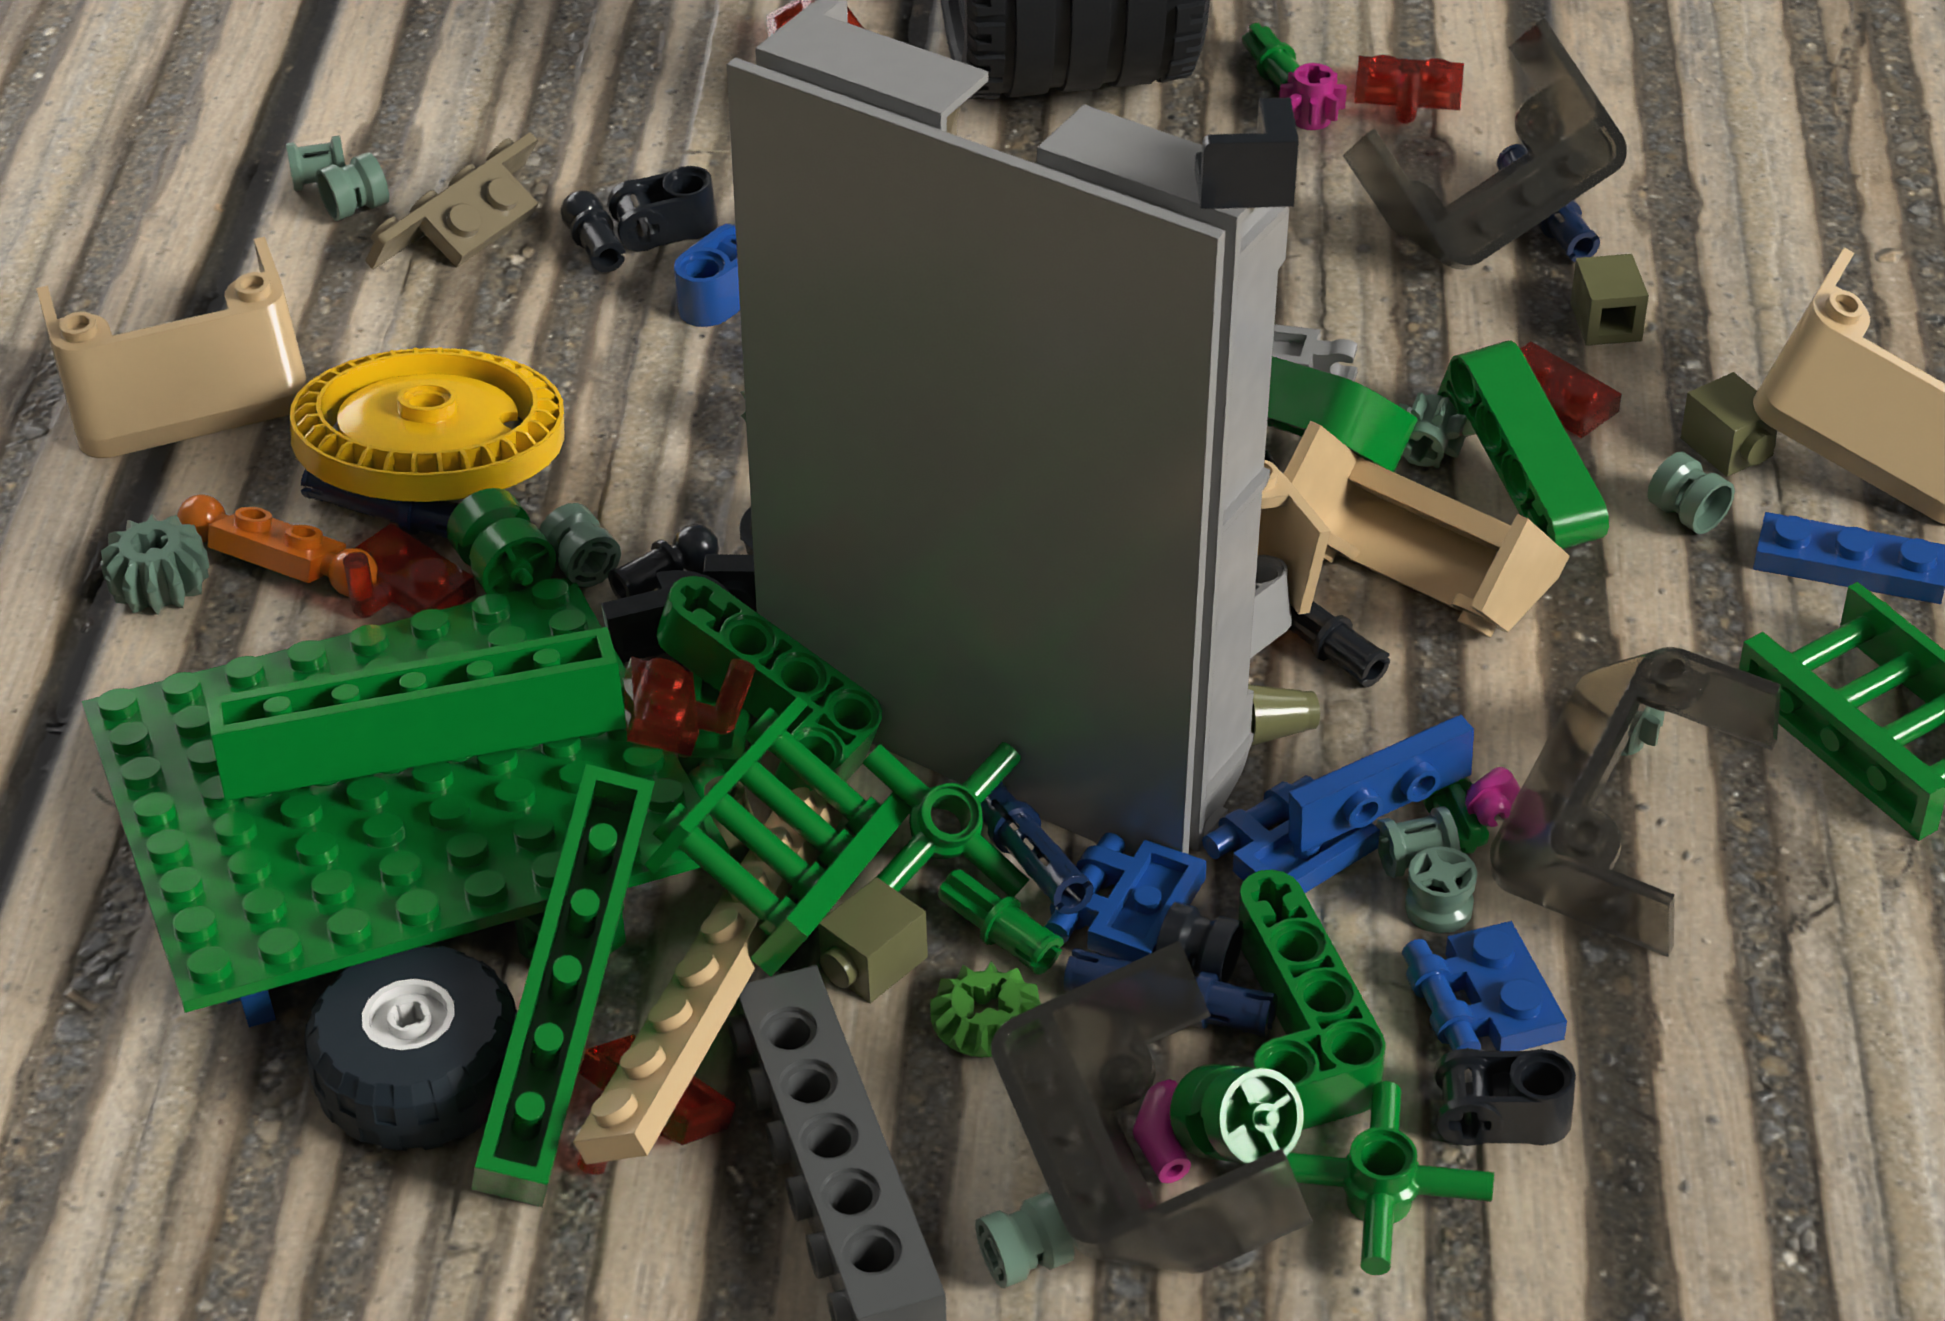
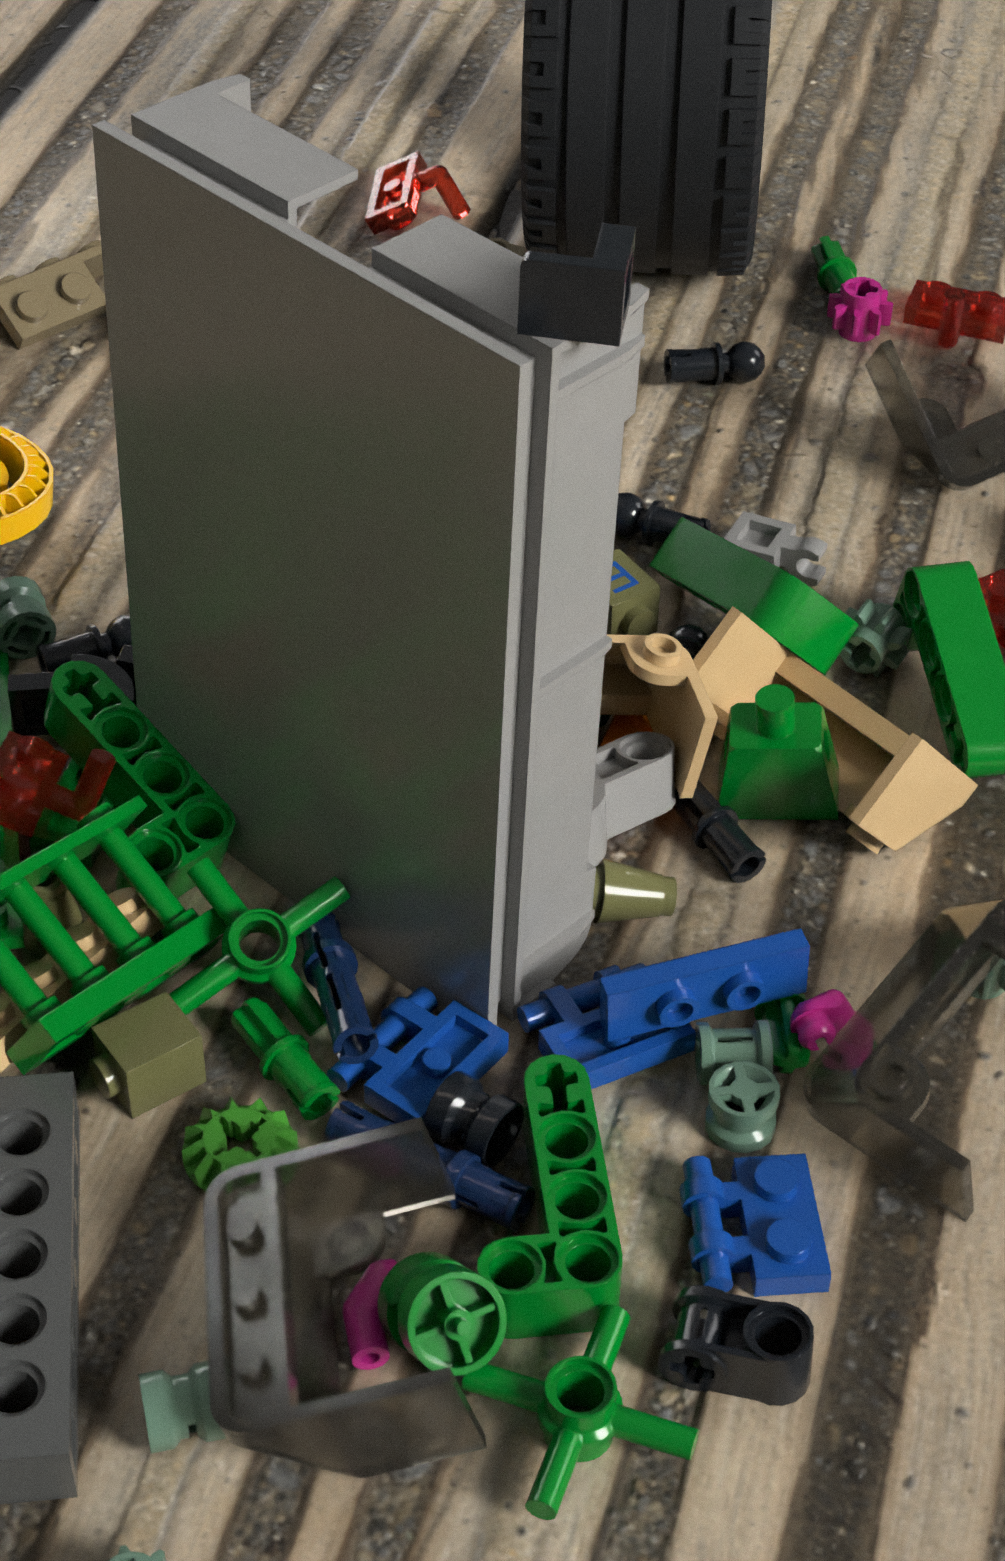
camera: 10 degrees right, 0 degrees up
(1378, 563) = (778, 759): none -> green torso

